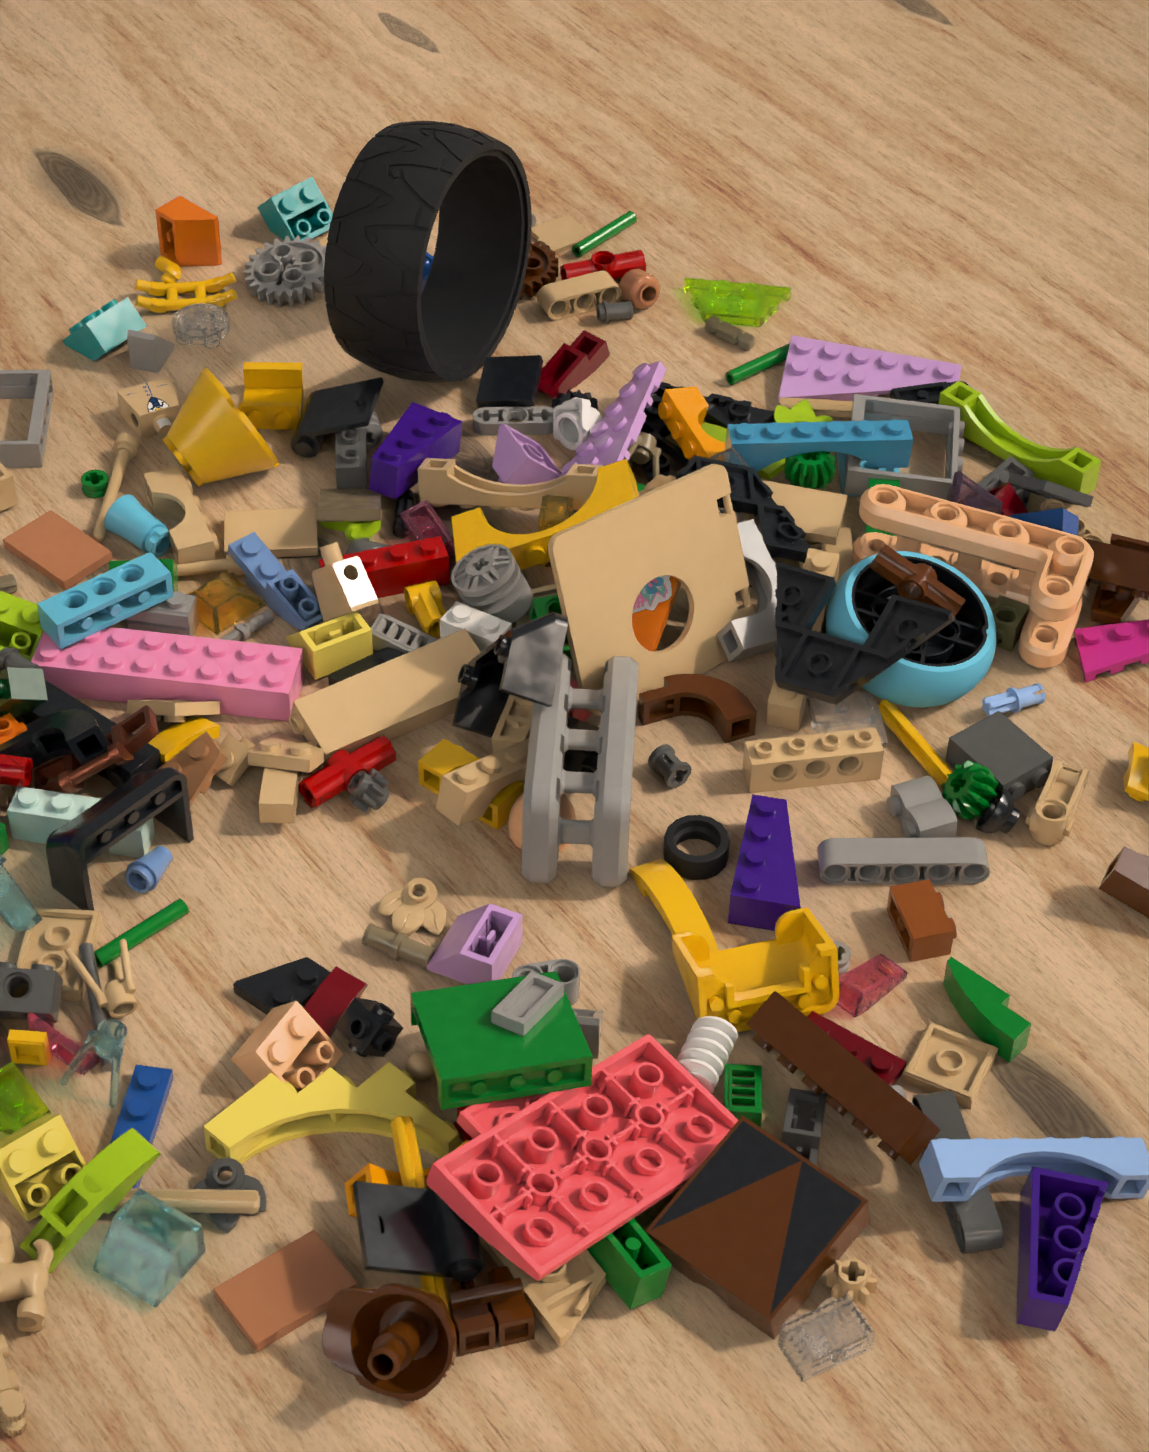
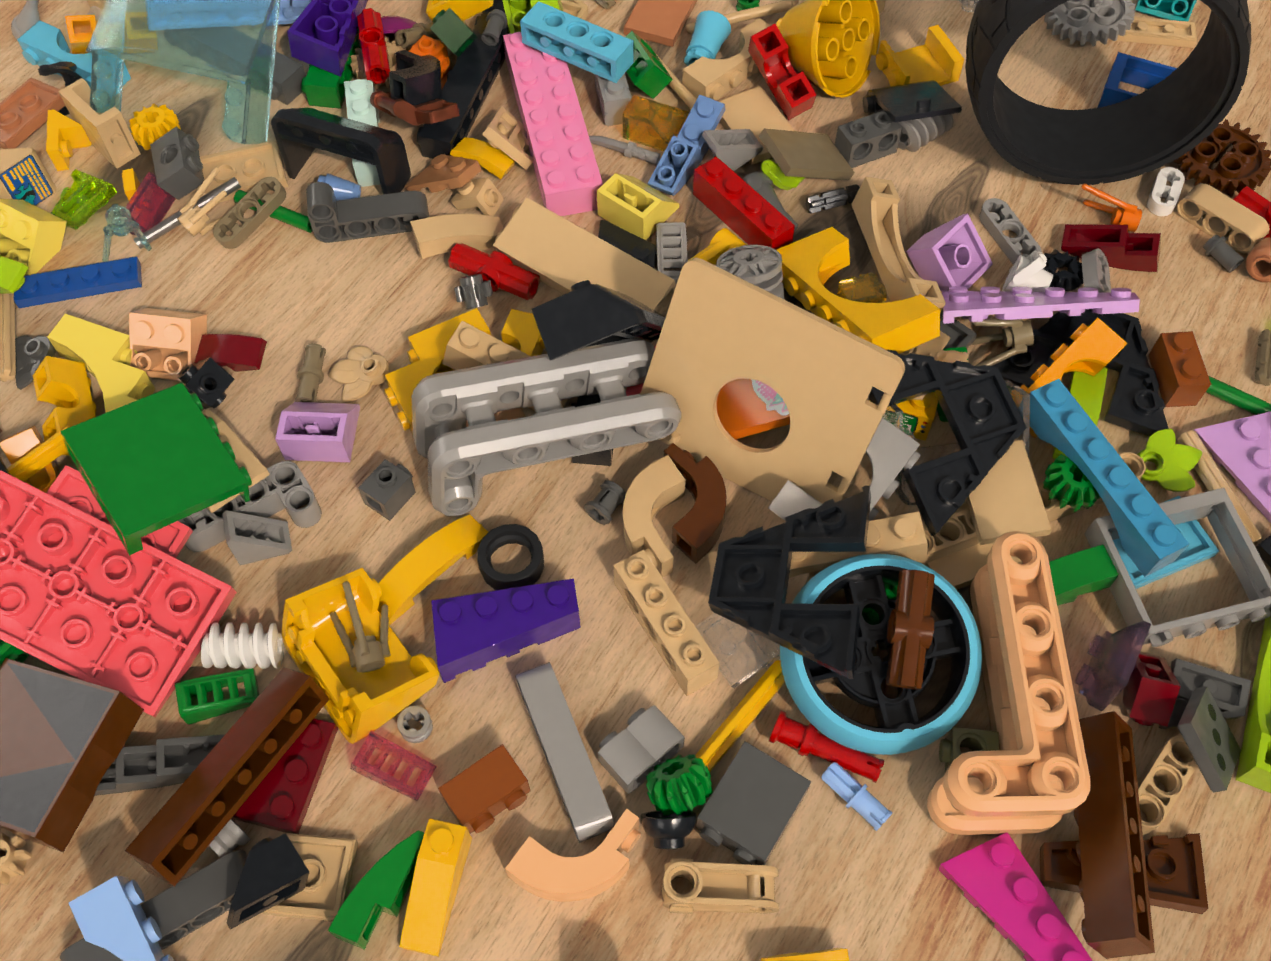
camera: 70 degrees right, 15 degrees up
(141, 931) = (259, 191): none -> dark tan beam
(200, 865) = (362, 216): none -> dark grey beam
(257, 489) = (771, 57): none -> red arch
(282, 984) = (246, 317): black wing -> none
(286, 753) = (483, 221): tan wing -> none
(302, 552) = (733, 146): none -> light grey slope
(332, 1148) = (67, 387): none -> yellow arch
(341, 584) = (675, 187): tan torso -> none
(416, 436) = (919, 170): dark purple wedge -> none
(426, 523) = (818, 216): clear pink slope -> none
(437, 843) = (426, 359): none -> yellow arch
(509, 381) = (1051, 207): black tile -> none
(527, 1003) = (181, 468): light grey tile -> none
(530, 317) = (1171, 192): none -> white beam
(543, 344) = (1122, 215): none -> orange plant
(577, 914) = (387, 489): none -> dark grey brick
(595, 386) = (1096, 271): none -> light grey beam
(702, 749) = (647, 494): none -> tan arch
(721, 376) = (1179, 369): none -> dark orange brick
(755, 960) = (367, 653): none -> dark tan plant
(955, 1067) = (268, 878): none -> black slope
(957, 710) = (808, 740): none -> red pin
(997, 967) = (434, 886): none -> yellow slope
(1011, 898) = (575, 877): none -> light nougat arch
(1057, 519) = (1141, 752): blue slope -> none

